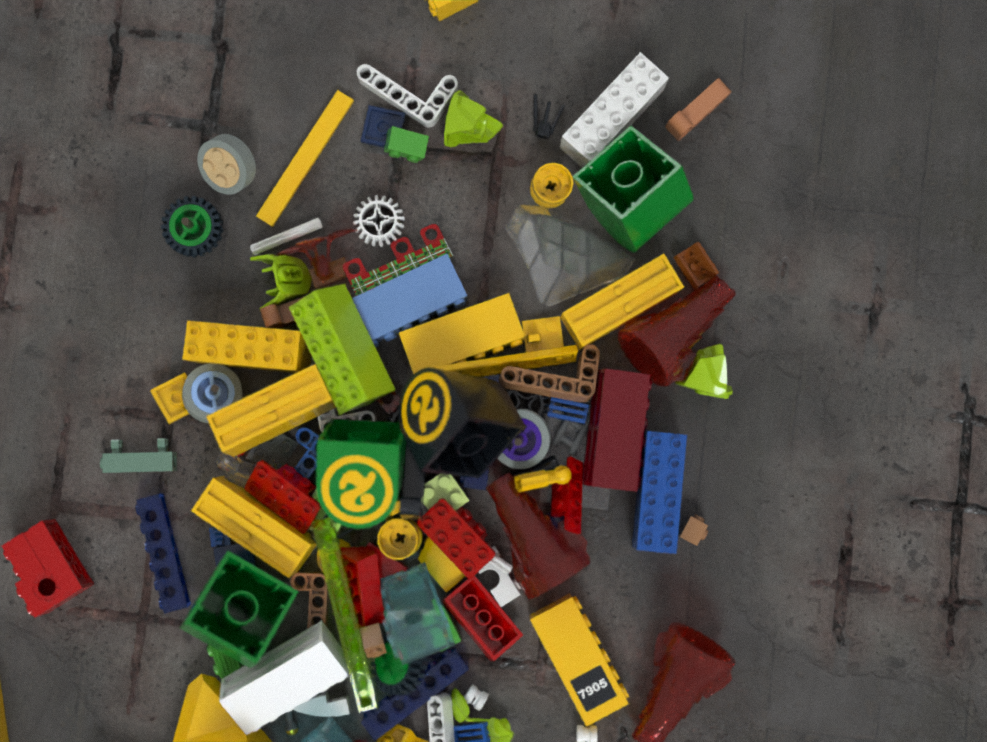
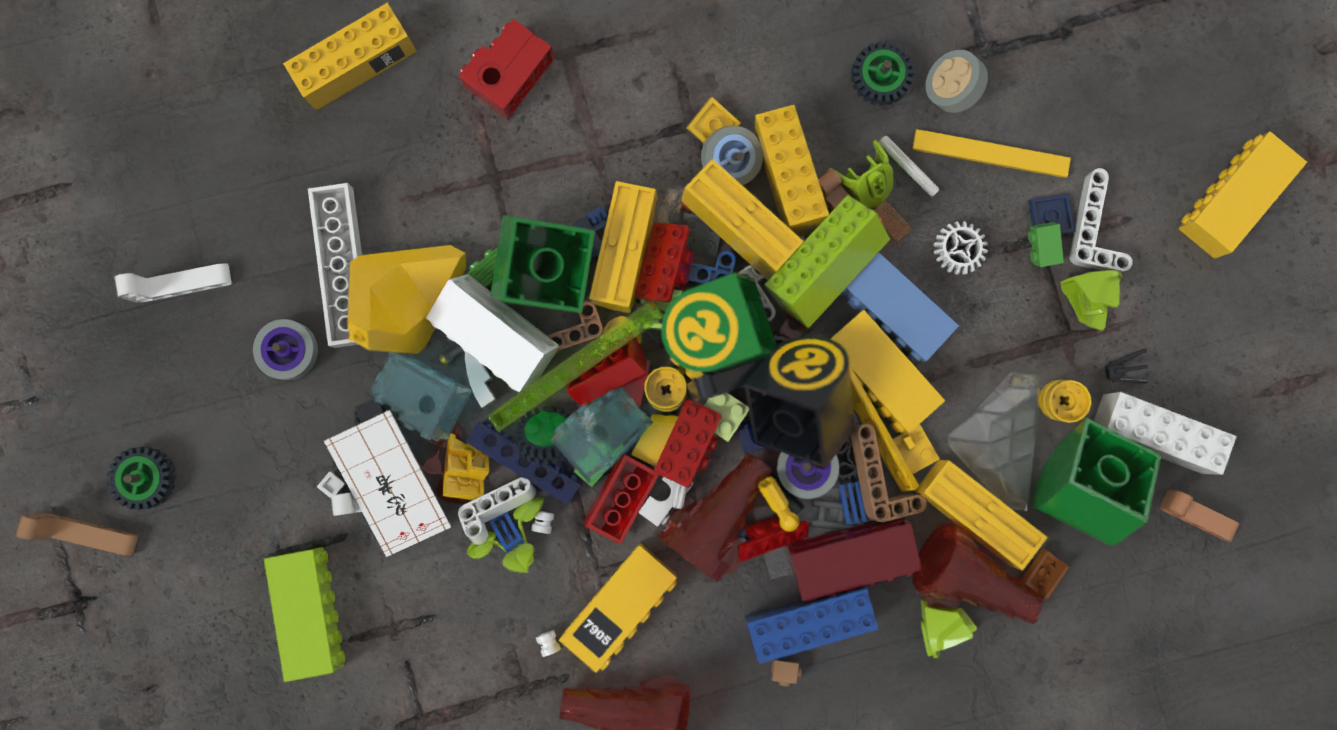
camera: 65 degrees right, 0 degrees up
(138, 462) = (639, 114): sand green brick -> none
(167, 542) = (527, 205): clear blue brick -> none
(319, 262) = (899, 208): clear red plant -> none
(373, 640) = (560, 402): medium nougat brick -> none
(405, 262) = (931, 288): piece -> none

